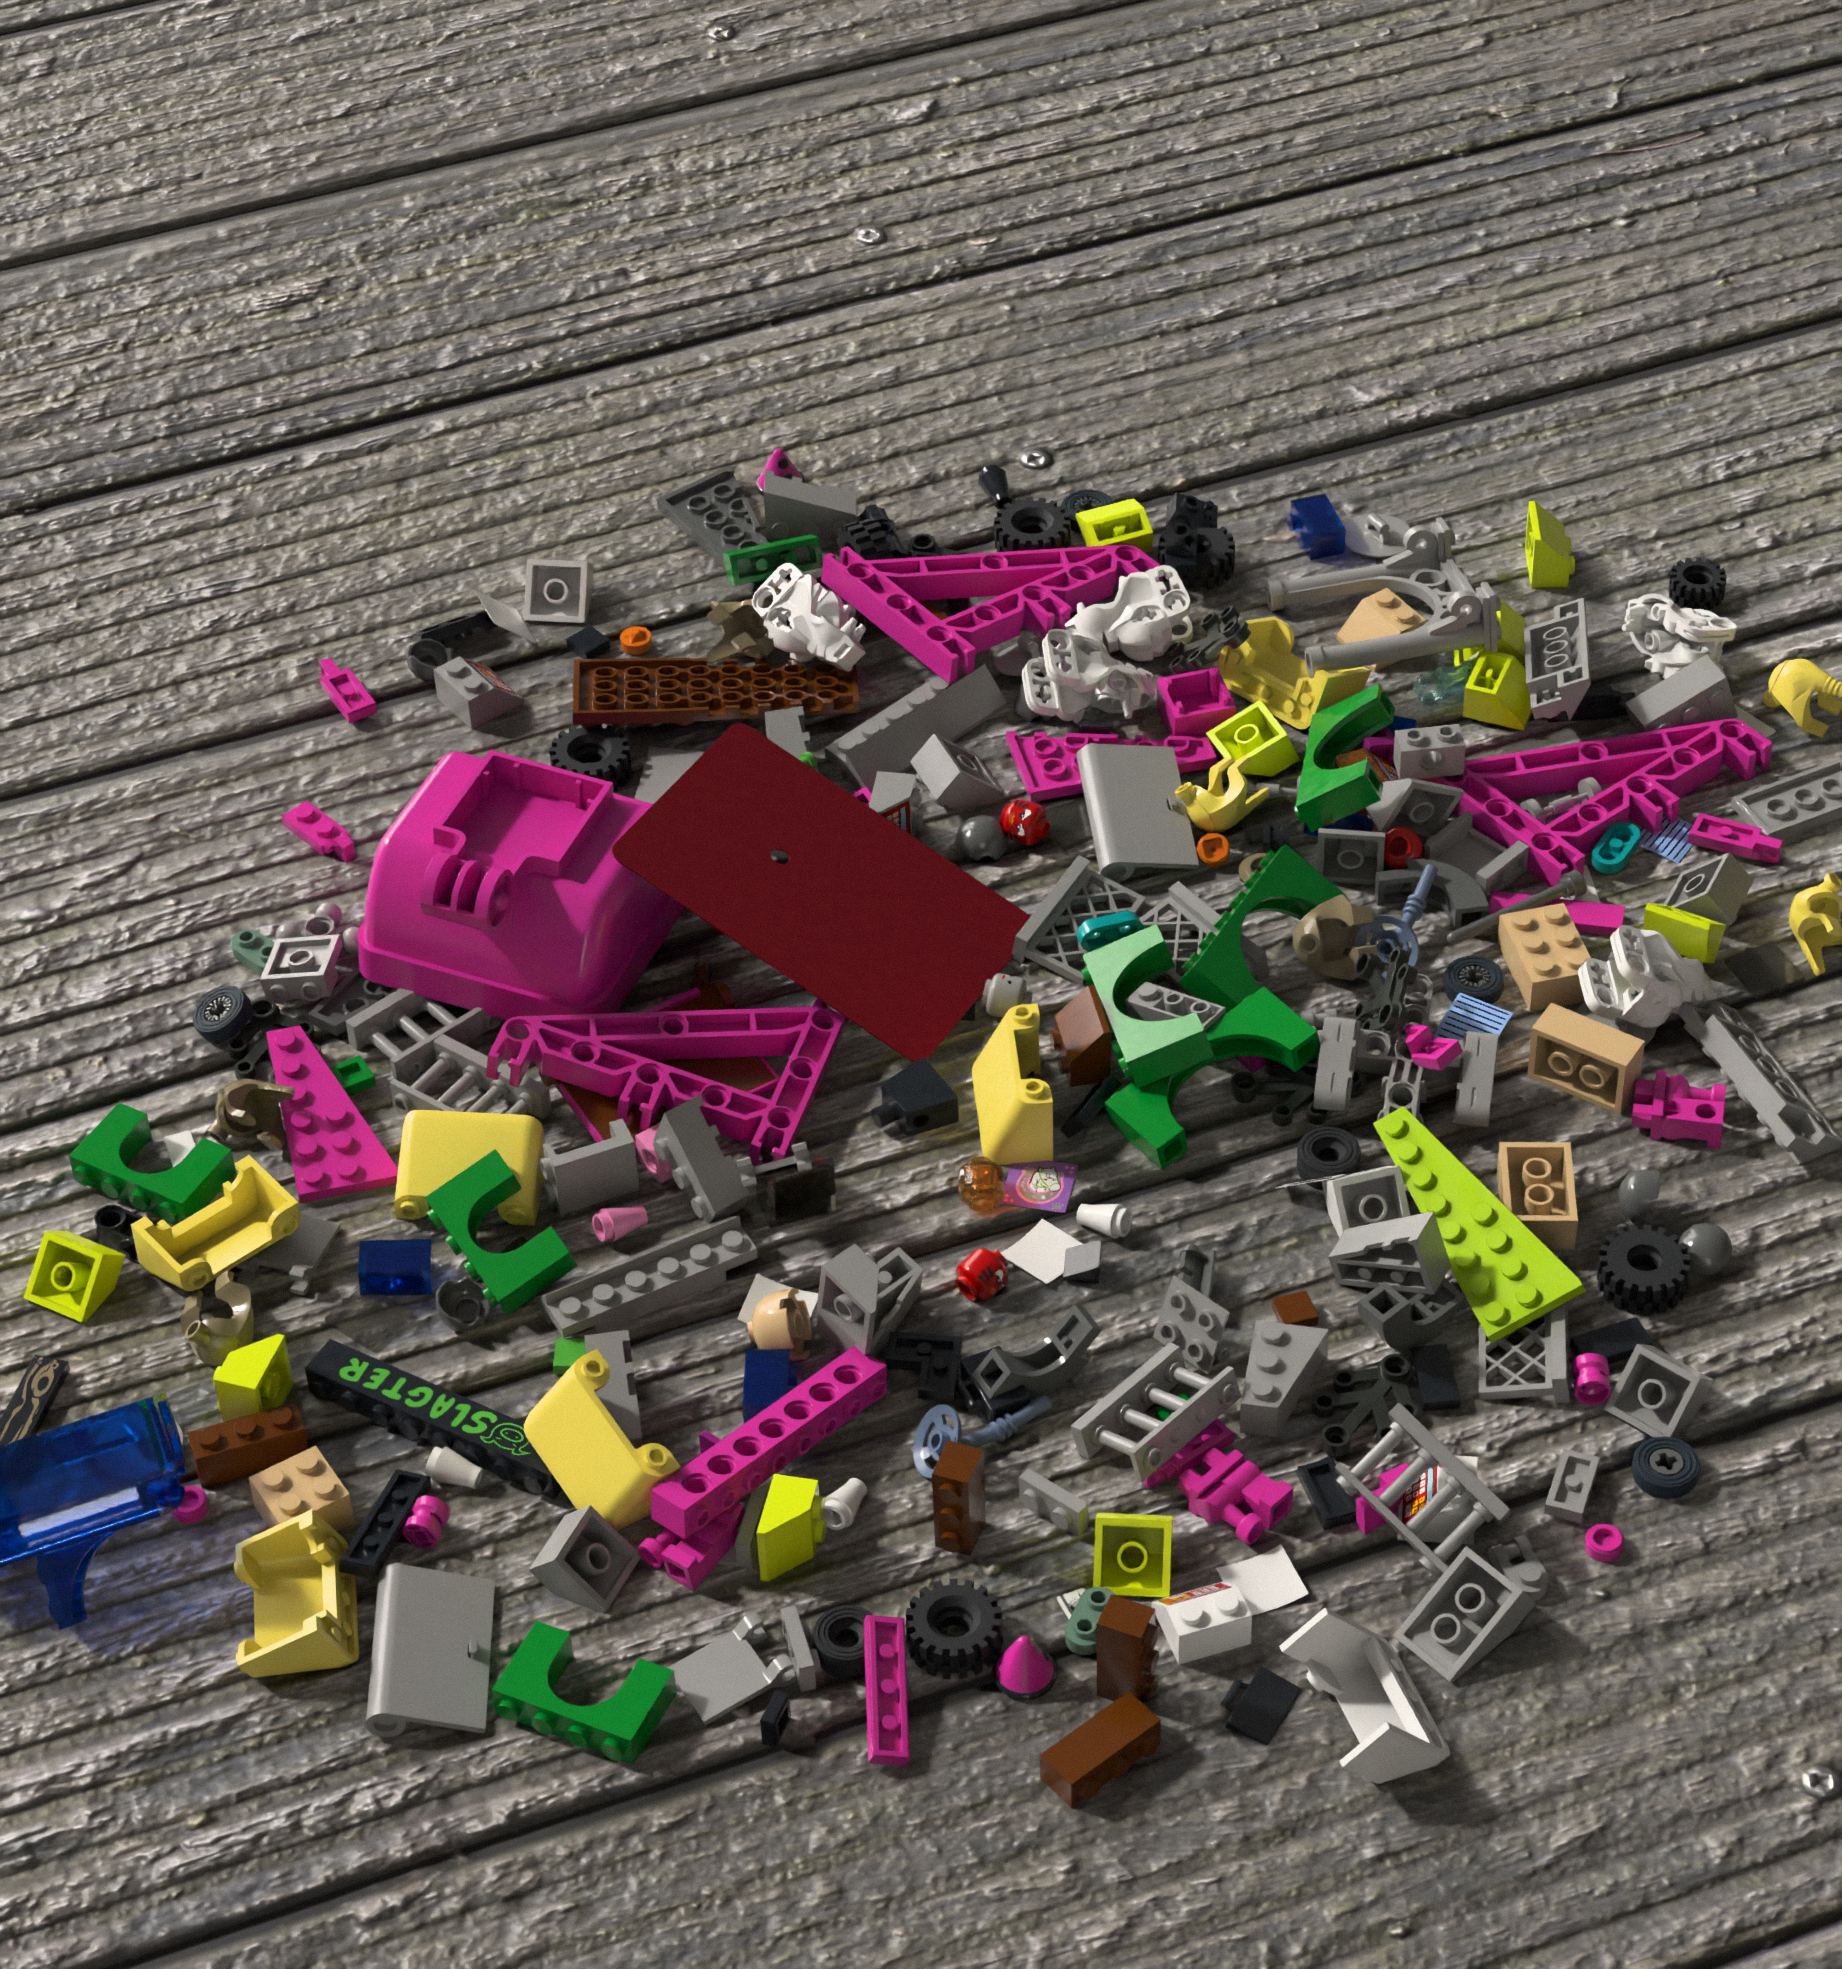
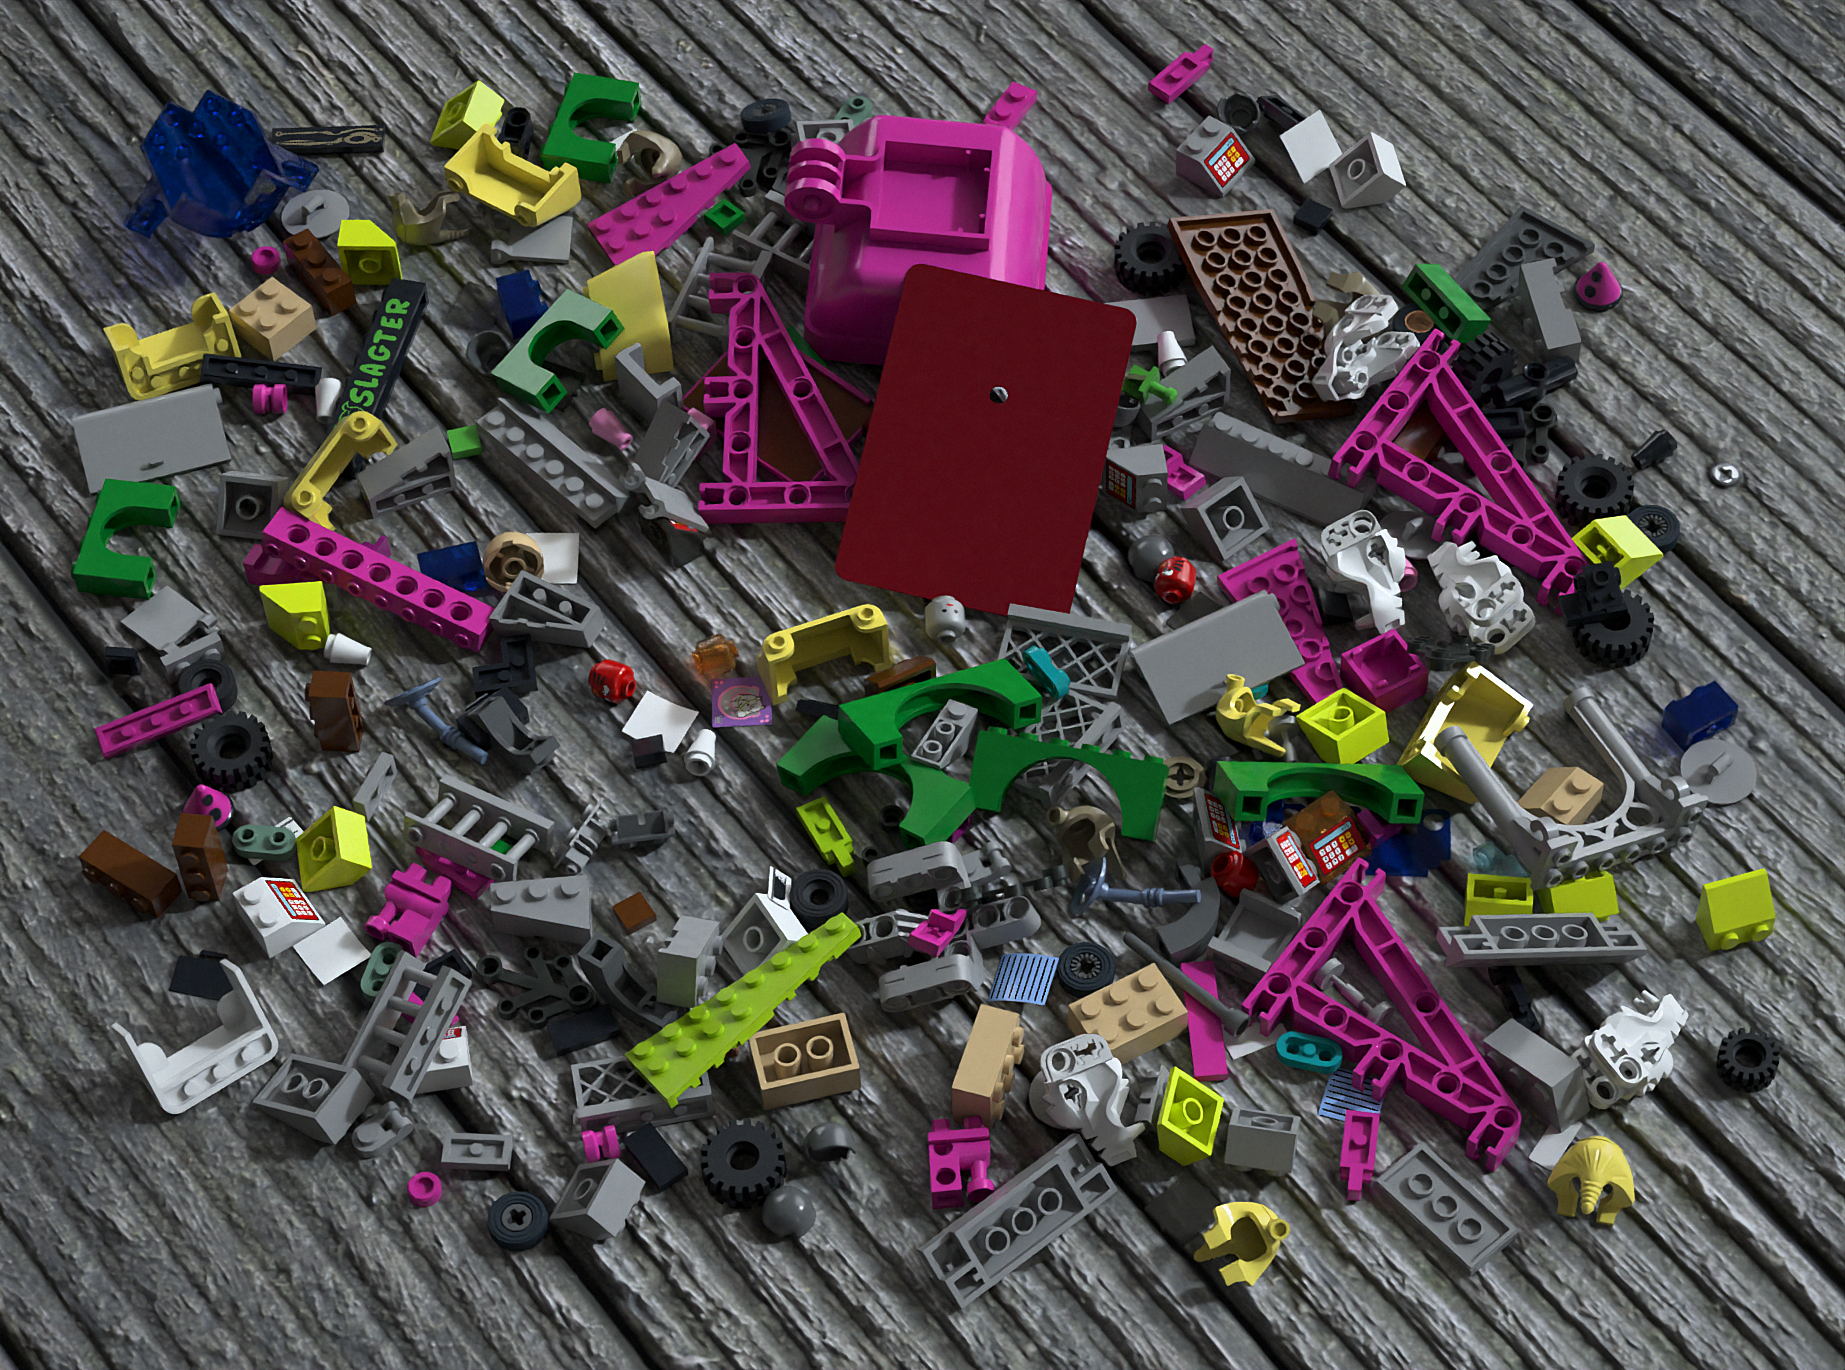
camera: 75 degrees right, 10 degrees up
(636, 640) = (1329, 247): orange tile -> none
(850, 1295) = (509, 582): light grey slope -> none
(916, 1100) = (803, 587): black torso -> none
(1213, 850) = (1194, 731): orange tile -> none
(1248, 1137) = (828, 834): none -> lime hinge
(1313, 1533) = (377, 970): none -> sand green plate
(1429, 752) = (1353, 859): light grey brick -> none

